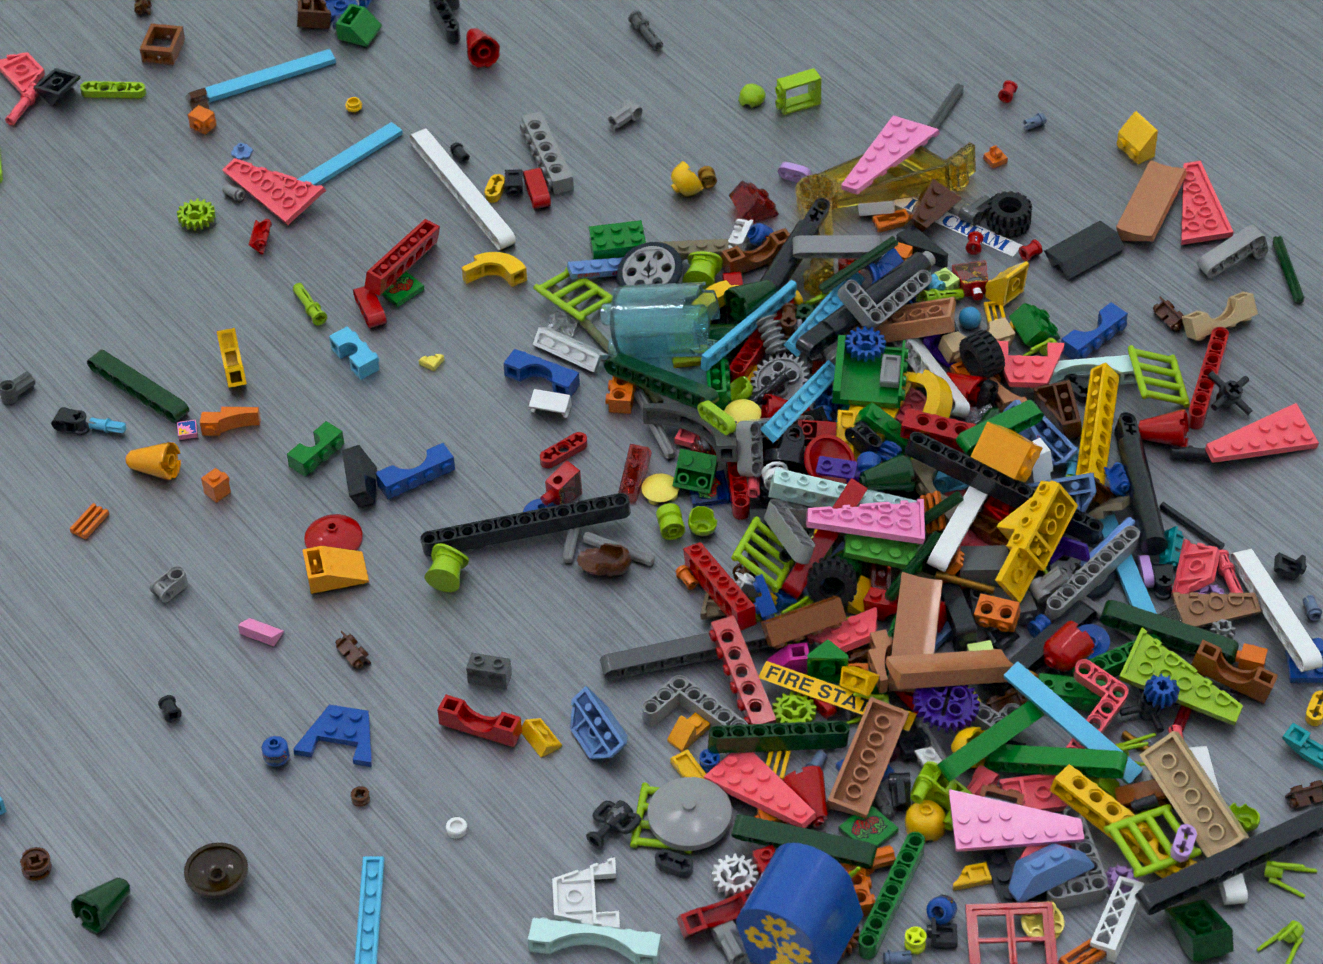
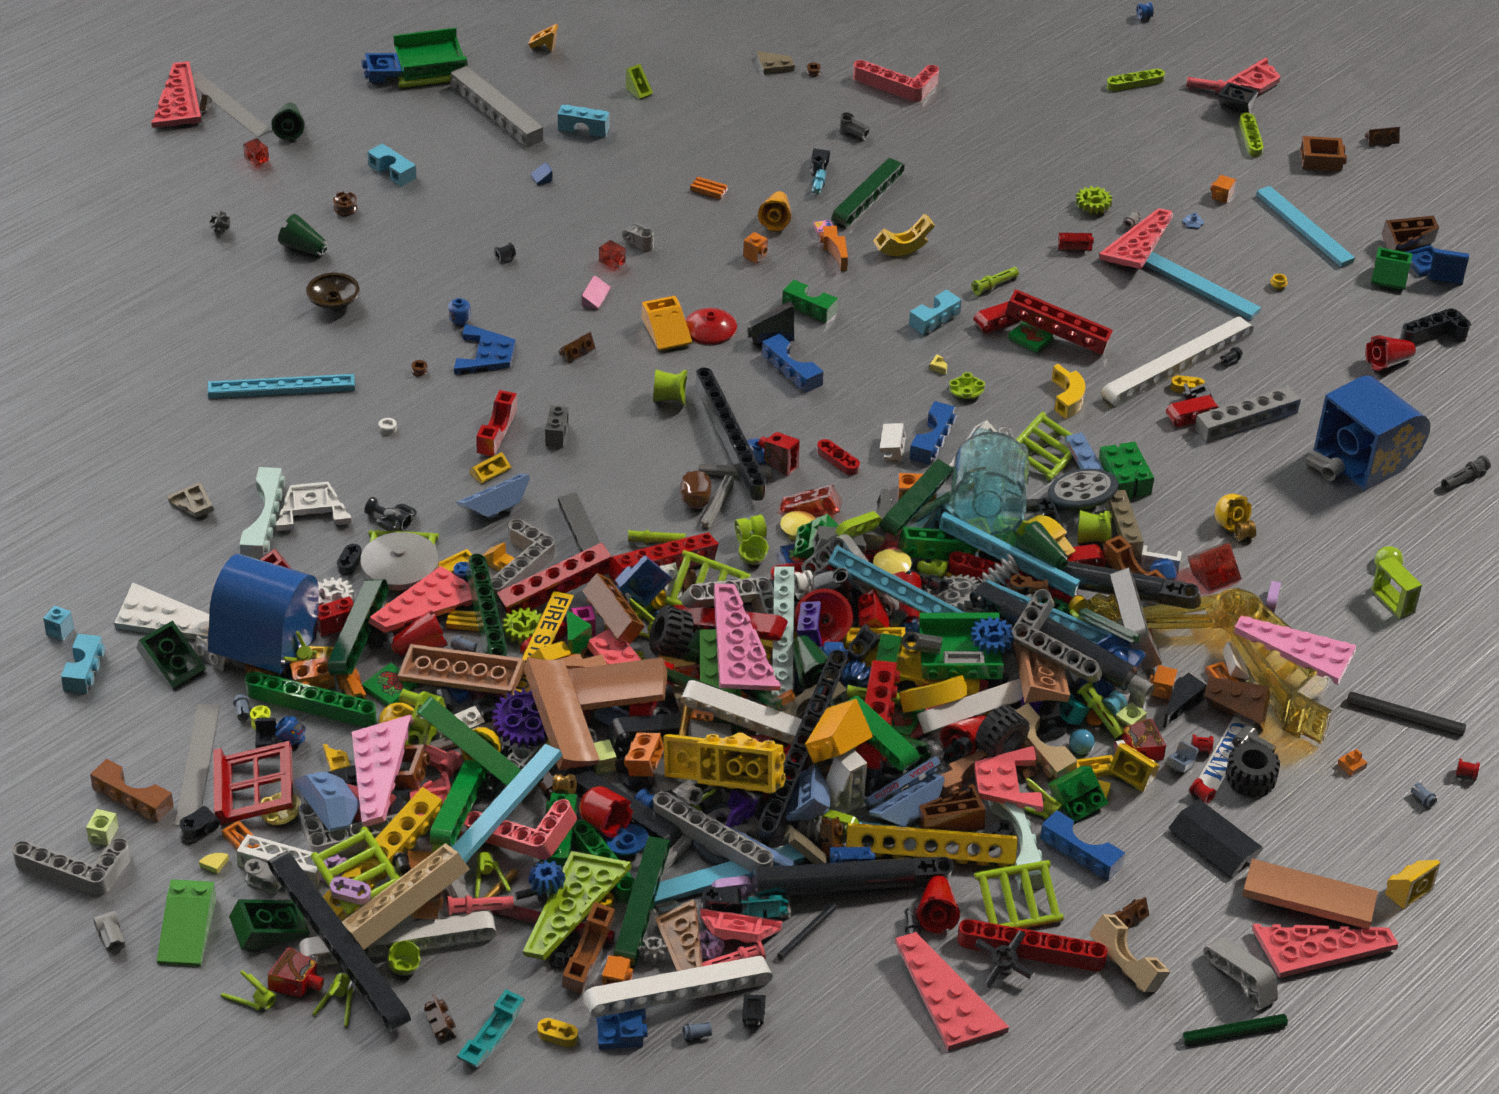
camera: 80 degrees right, 5 degrees down
(25, 669) = (542, 174): none -> slope
(197, 98) = (1251, 183): reddish brown slope -> none
(198, 609) = (612, 254): none -> clear red brick
(472, 342) = (967, 386): none -> lime dish
(608, 67) = (1370, 431): none -> blue brick
(669, 604) = (653, 537): none -> lime pin
(868, 393) = (924, 643): none -> dark grey piece
(993, 258) = (1183, 757): none -> sand blue bracket
(1138, 934) = (261, 877): none -> light grey piece
(1265, 905) = (294, 974): none -> red torso

